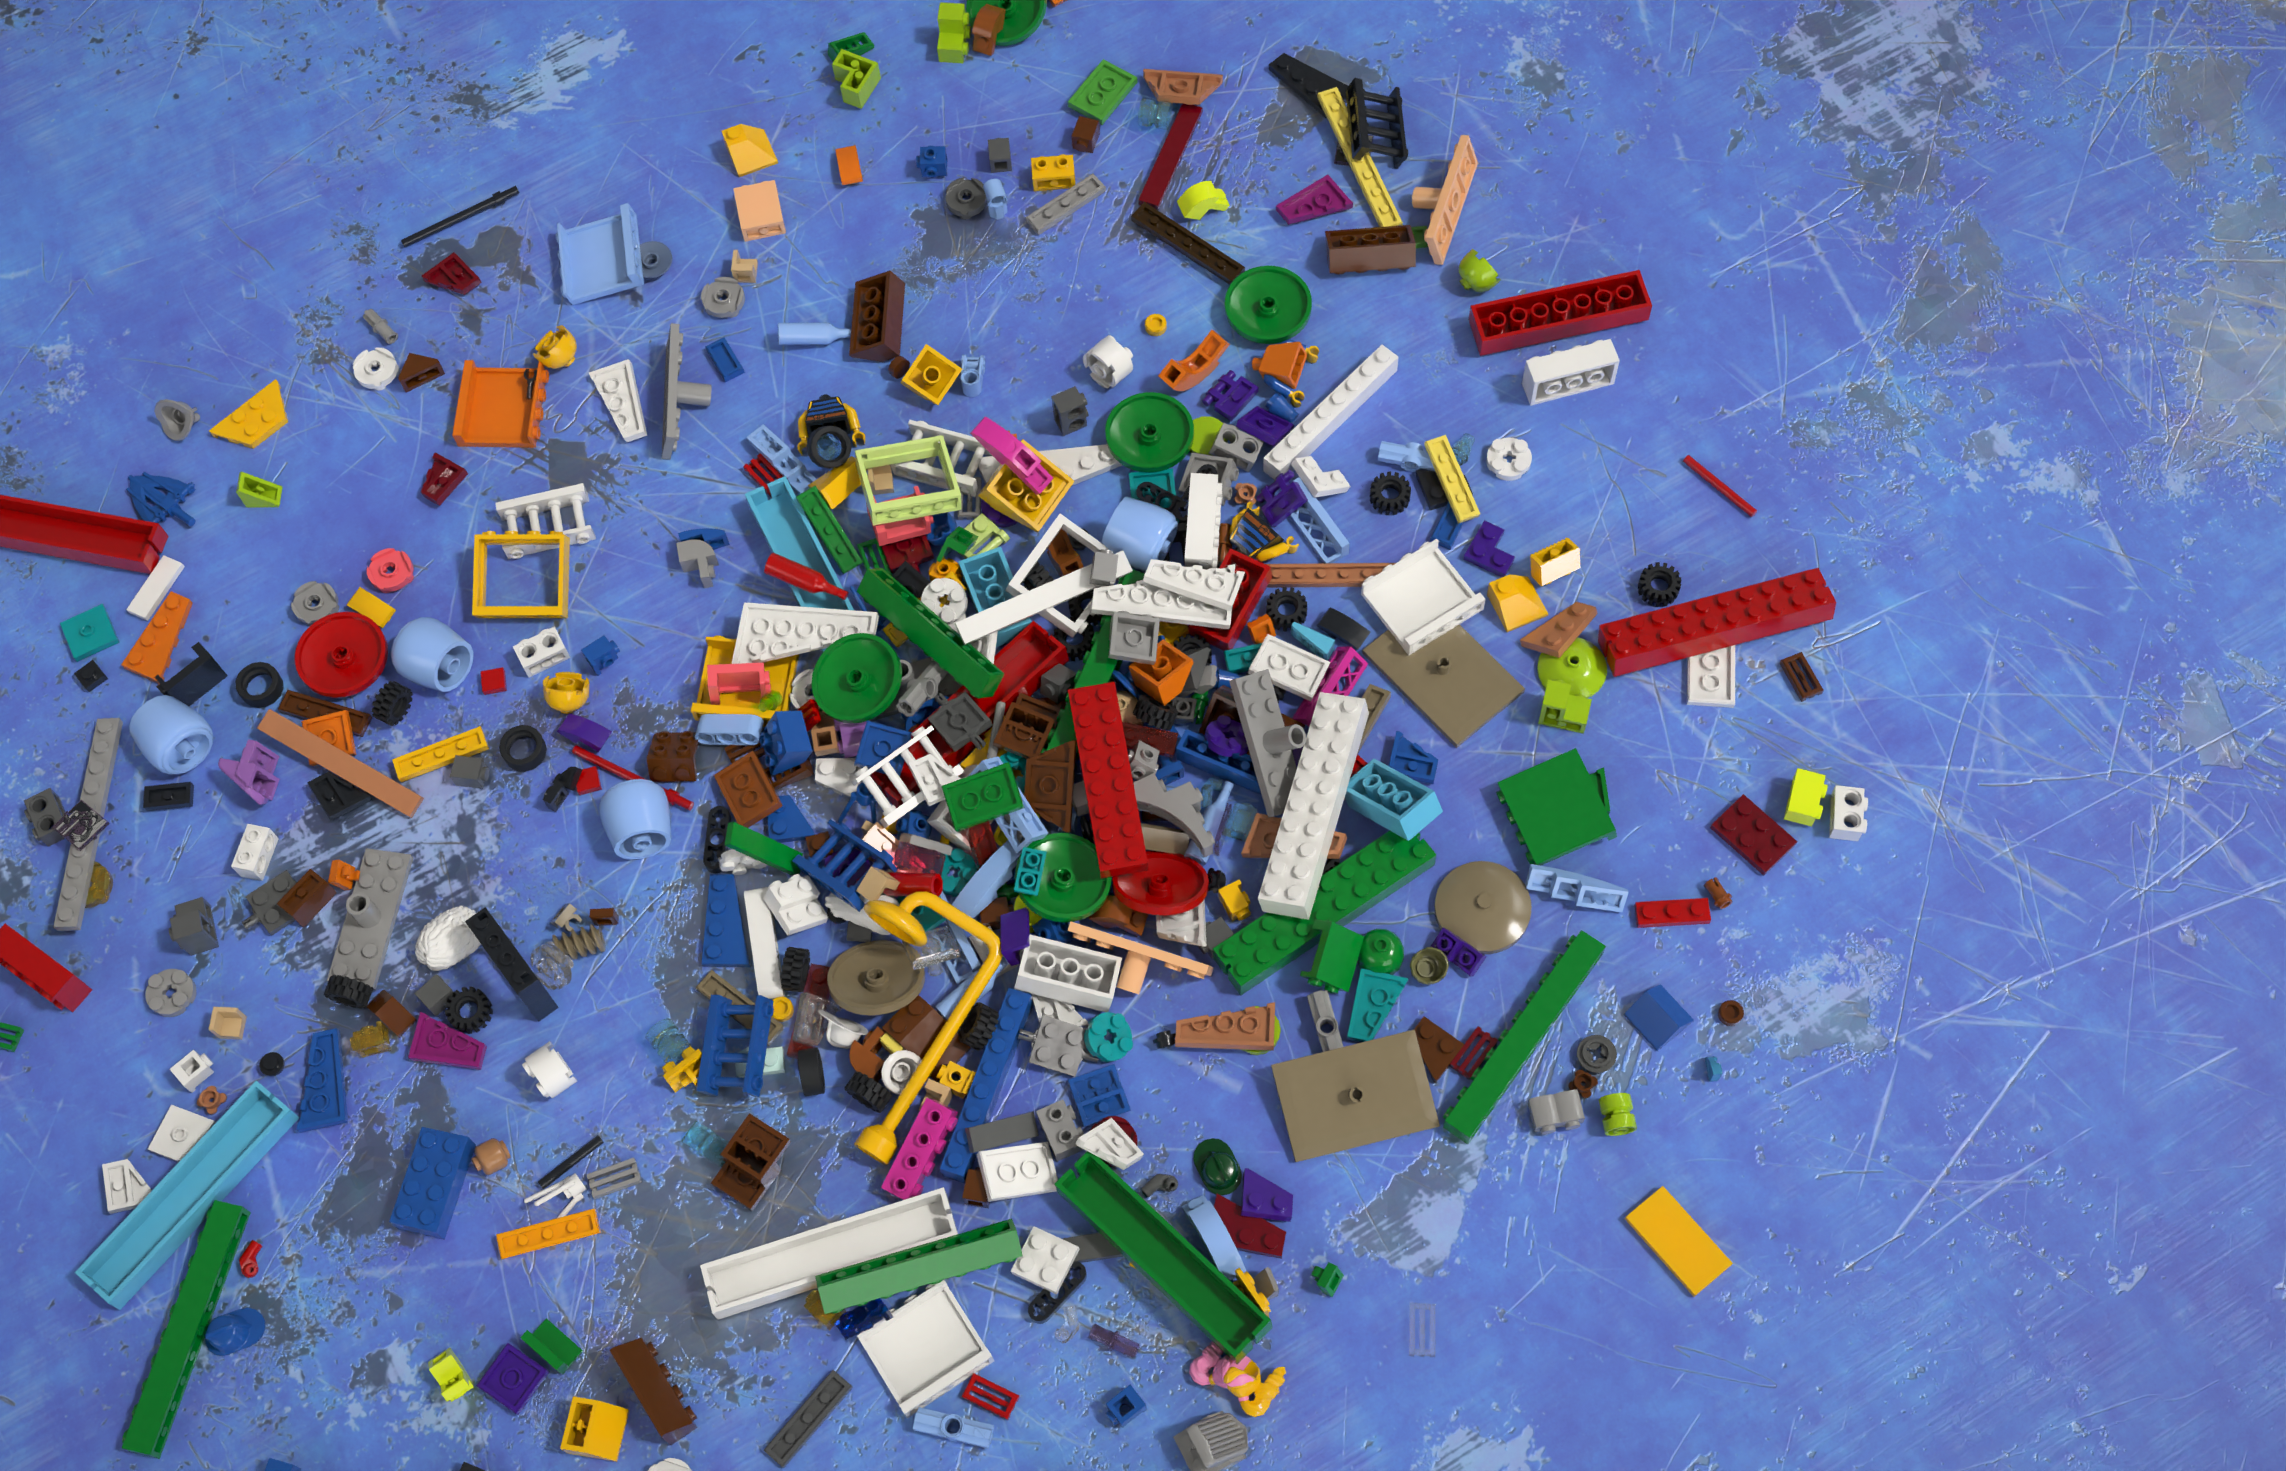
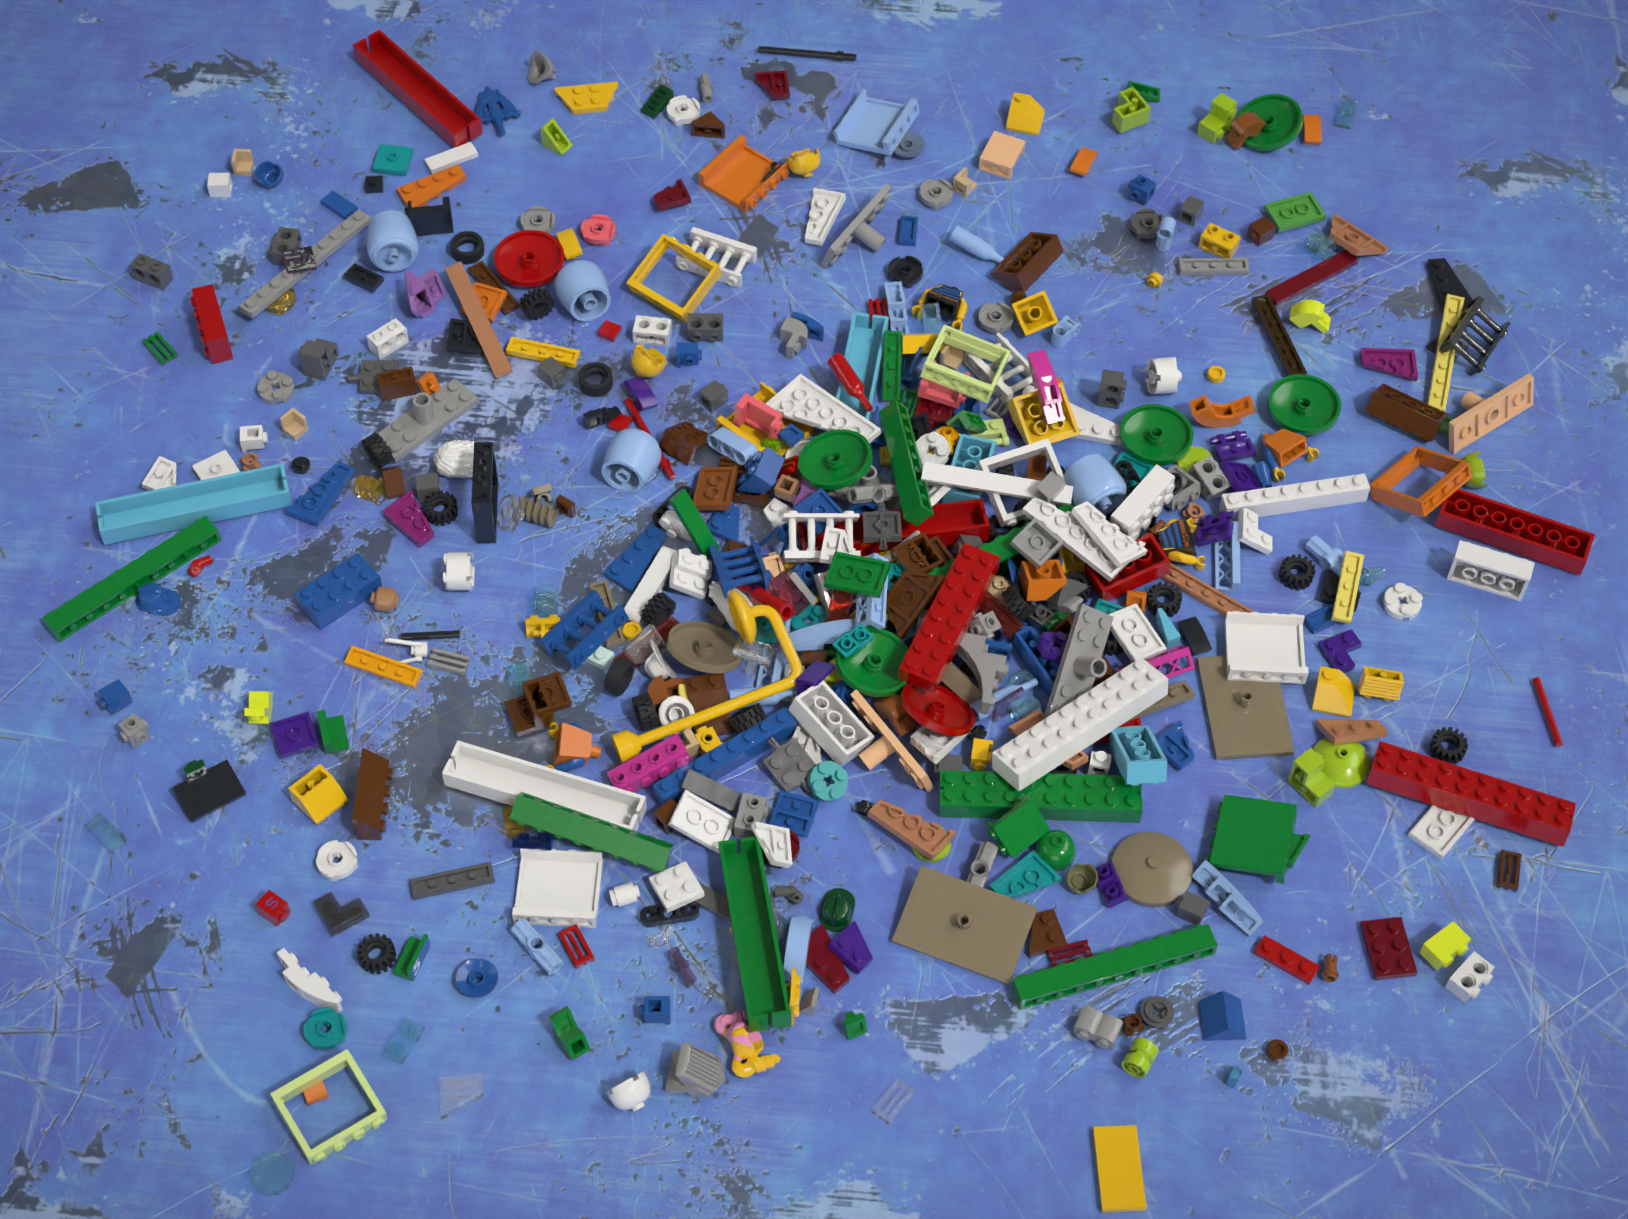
camera: 30 degrees right, 10 degrees down
(70, 726) = (339, 205): none -> blue tile
(335, 363) = (661, 92): none -> dark green slope
(592, 606) = (705, 327): none -> dark grey brick
(665, 684) = (713, 396): none -> dark grey brick
(768, 414) = (907, 278): none -> black plate
(784, 678) = (790, 435): none -> blue tile
(821, 1184) = (571, 746): none -> orange torso
(845, 444) = (917, 315): black tyre -> none
(853, 528) = (909, 376): none -> blue plant
(875, 882) = (748, 583): tan panel -> none
(895, 413) = (993, 325): none -> light grey plate
(998, 1305) = (624, 894): none -> white brick
(1019, 257) = (1154, 280): none -> yellow plate
(1355, 829) = (1099, 760): none -> white brick
(1414, 289) = (1458, 474): none -> orange window
(1551, 922) = (1192, 908): none -> dark grey brick

